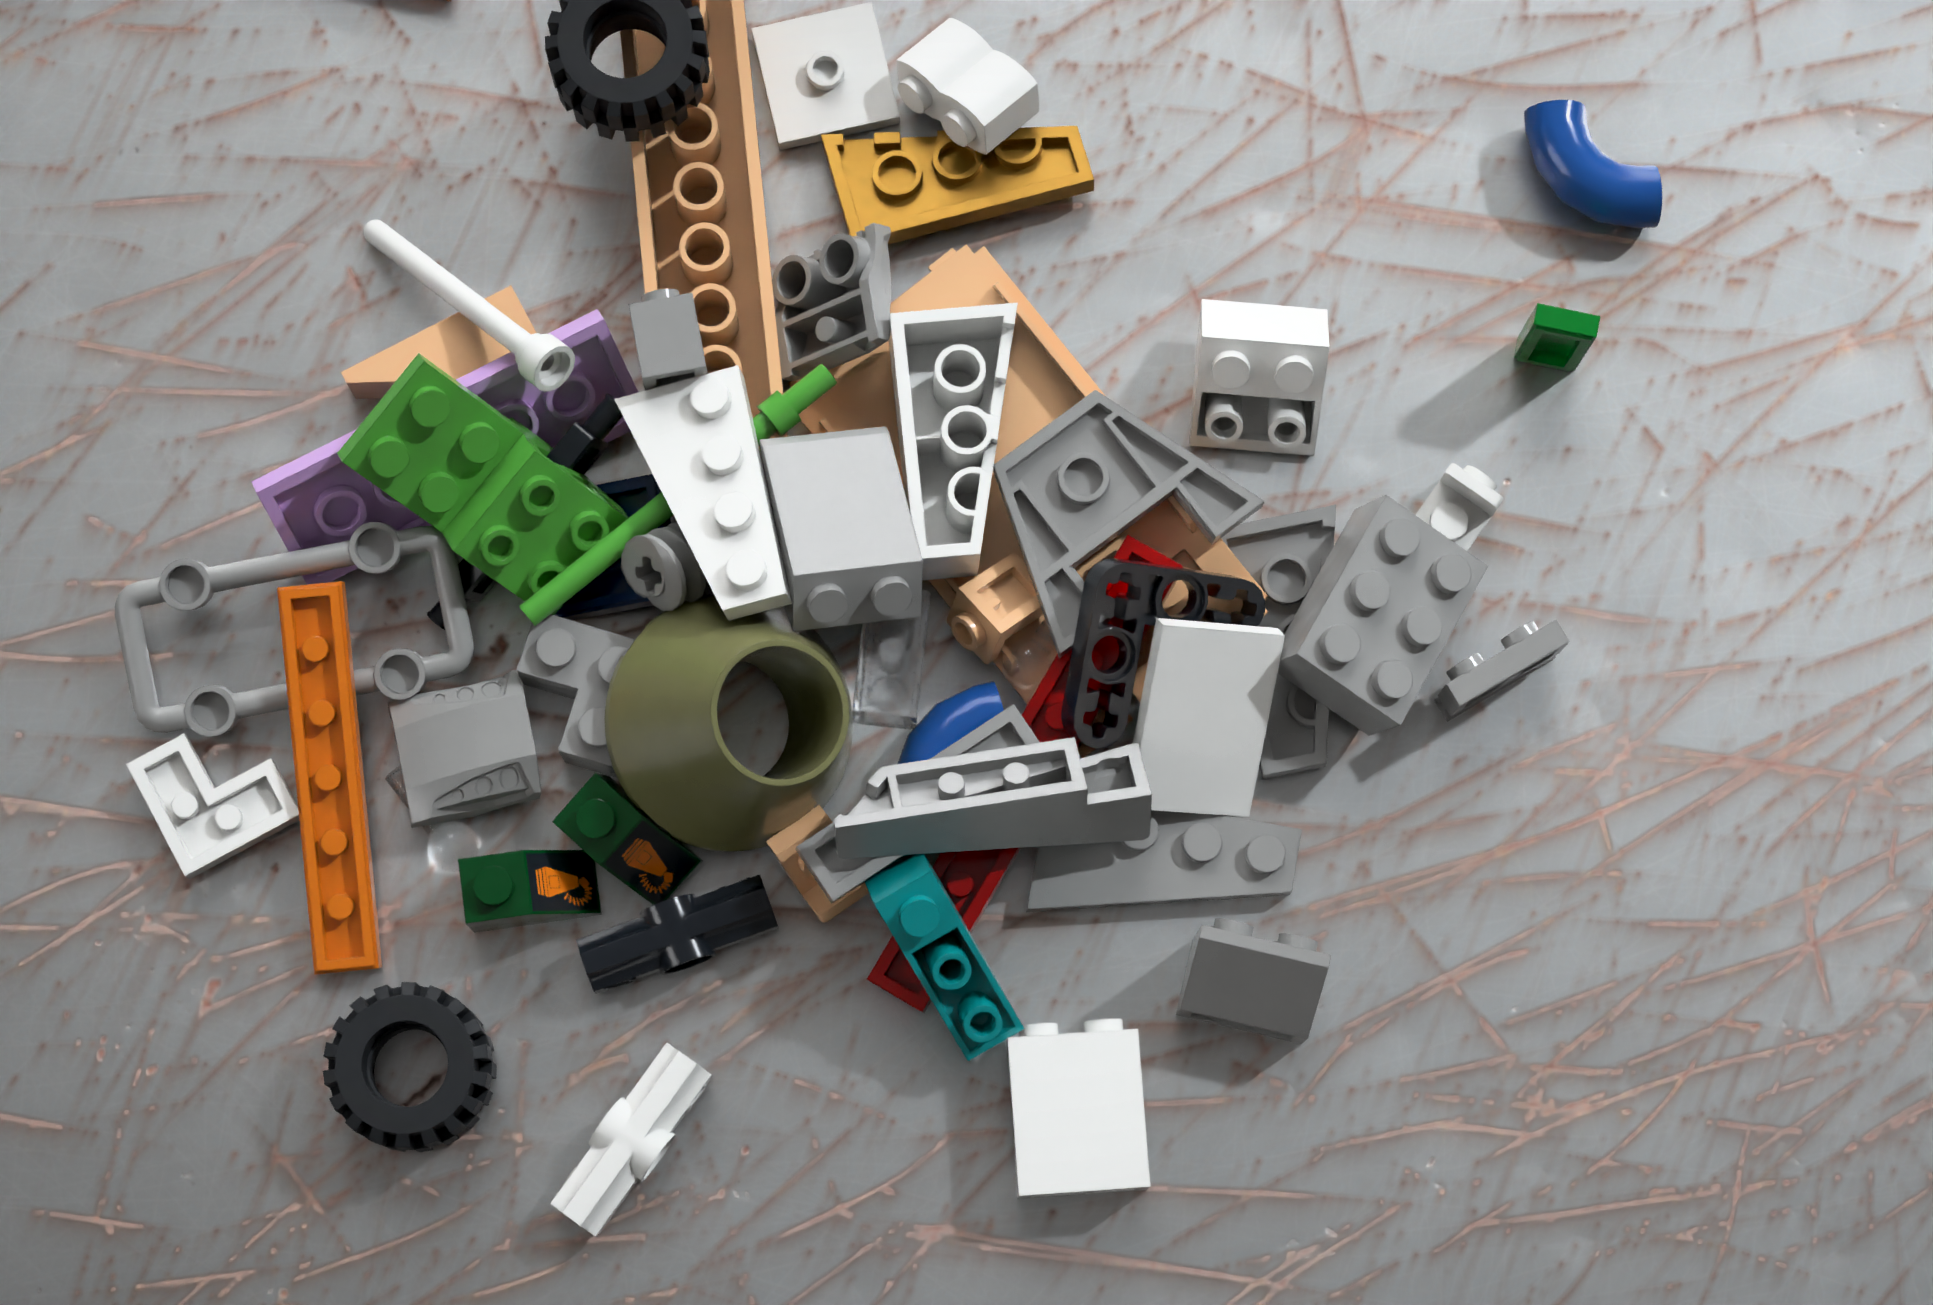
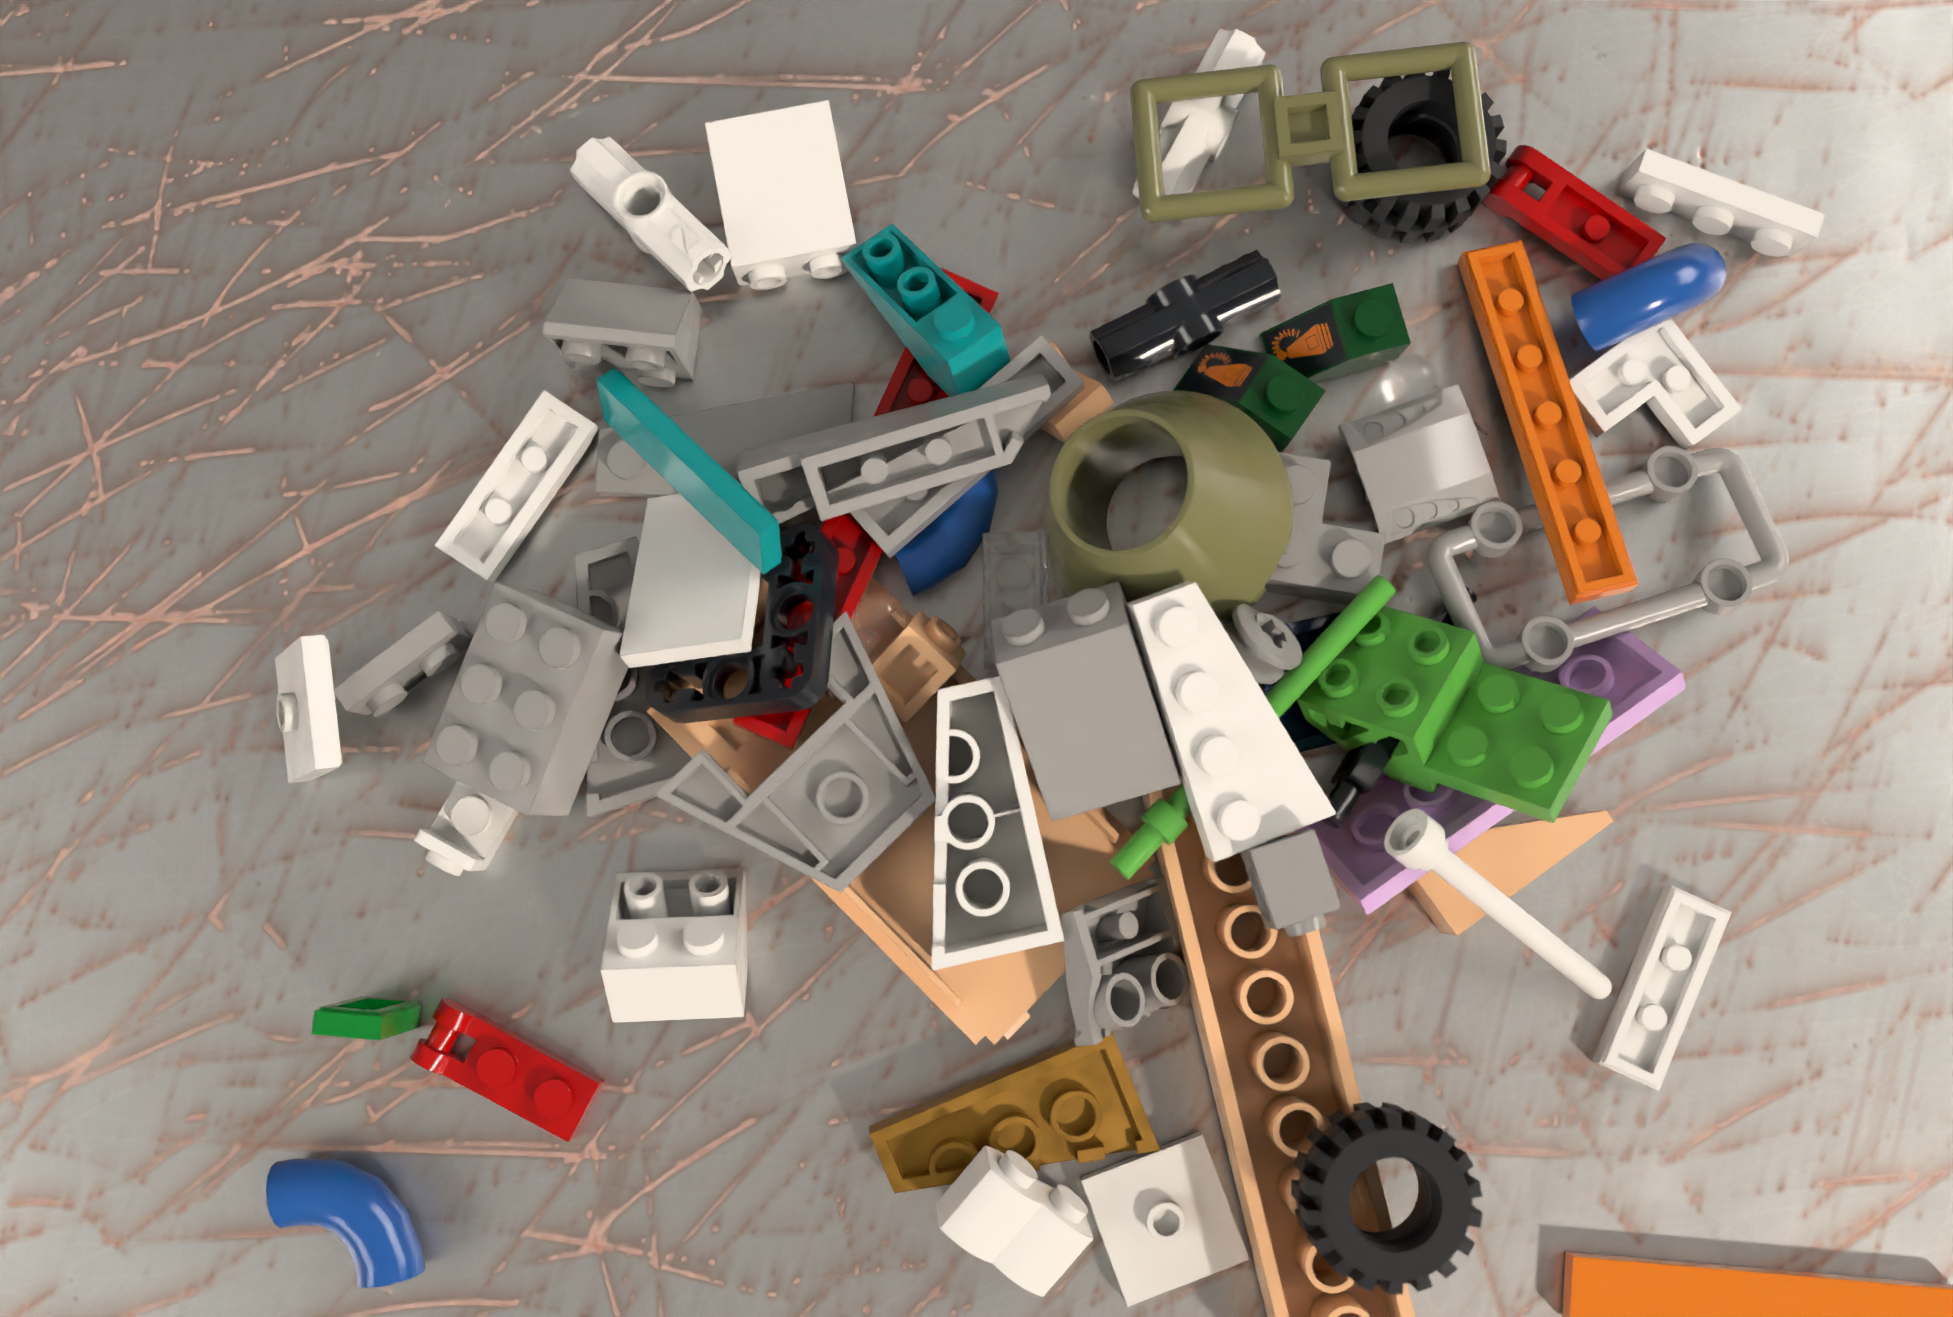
camera: 175 degrees right, 5 degrees up
(105, 979) = (1719, 204): none -> white plate
(198, 889) = (1648, 294): none -> blue cylinder
(253, 987) = (1571, 215): none -> red plate
(314, 224) = (1661, 987): none -> white tile
(527, 1087) = (1310, 132): none -> olive bar
(1200, 814) = (690, 470): none -> teal tile
(1241, 1130) = (650, 213): none -> white piece
(1378, 842) = (518, 487): none -> white plate
(1433, 285) = (508, 1070): none -> red plate
(1598, 633) = (307, 709): none -> white plate

